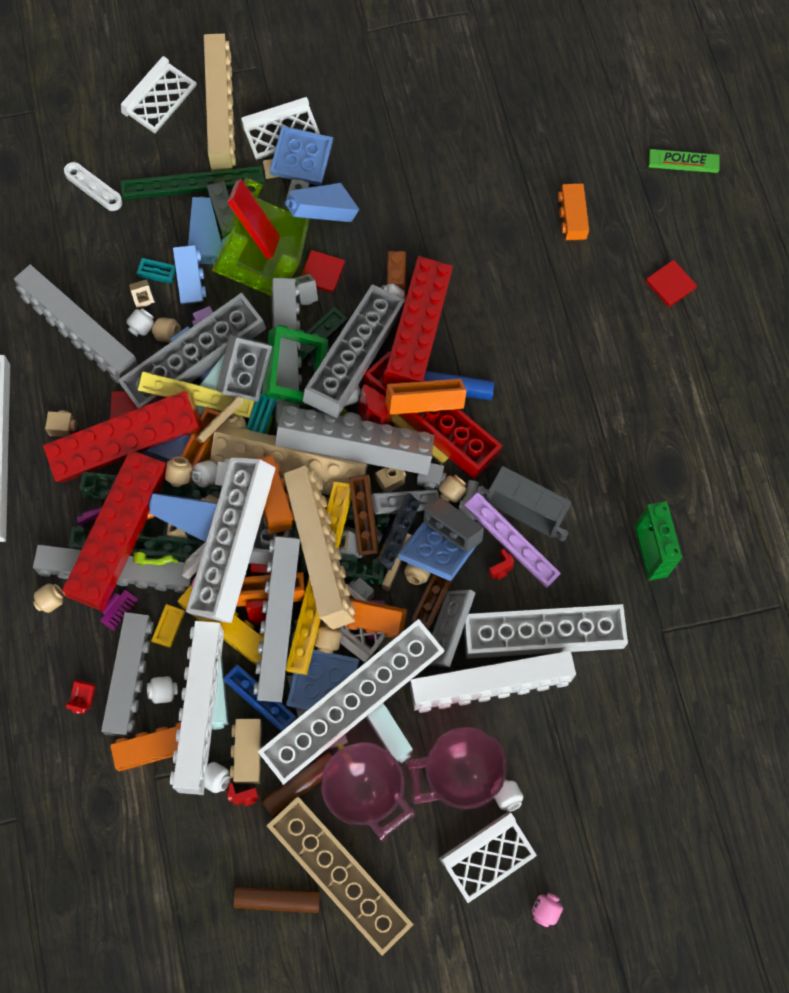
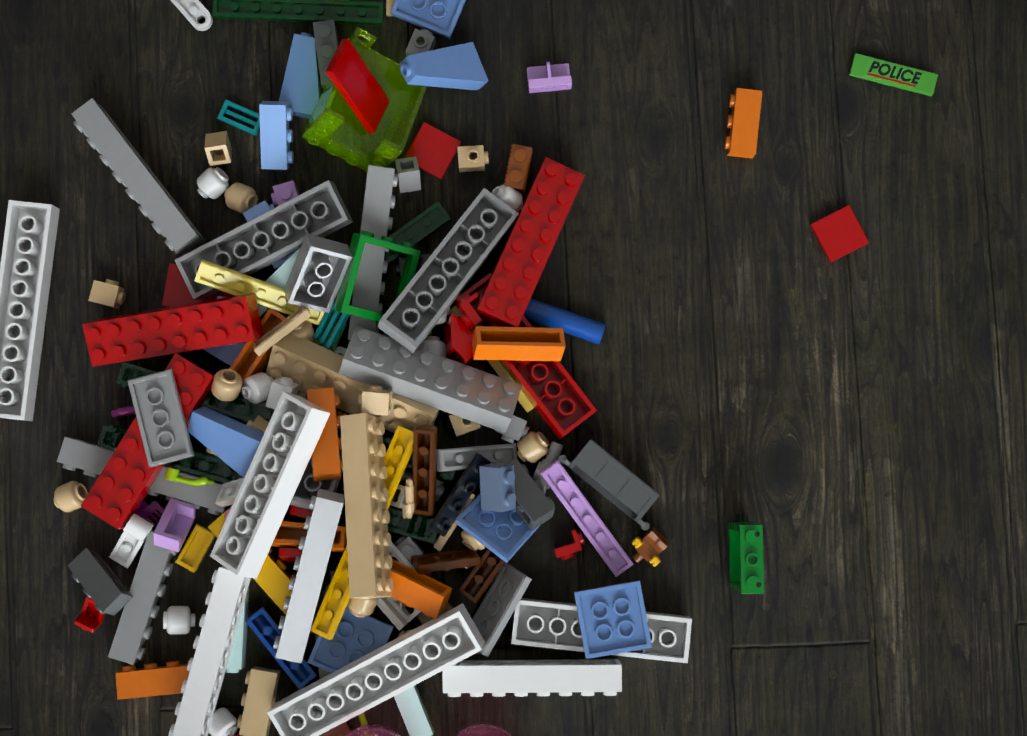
camera: 15 degrees right, 15 degrees up
(85, 665) = (99, 582): none -> dark grey brick
(110, 623) = (131, 540): none -> white plate
(125, 503) = (160, 418): none -> light grey tile
(147, 602) = (174, 525): none -> lavender panel
(312, 458) = (376, 400): none -> tan brick
(355, 546) = (409, 504): none -> tan piece
(356, 271) = (472, 158): none -> tan brick
(378, 379) = (469, 315): none -> red bracket
(395, 594) = (445, 560): none -> reddish brown plate
(408, 203) = (549, 78): none -> lavender panel
(430, 517) = (497, 487): none -> sand blue brick
(554, 614) = (612, 619): none -> medium blue plate
(571, 555) = (650, 546): none -> dark orange piece

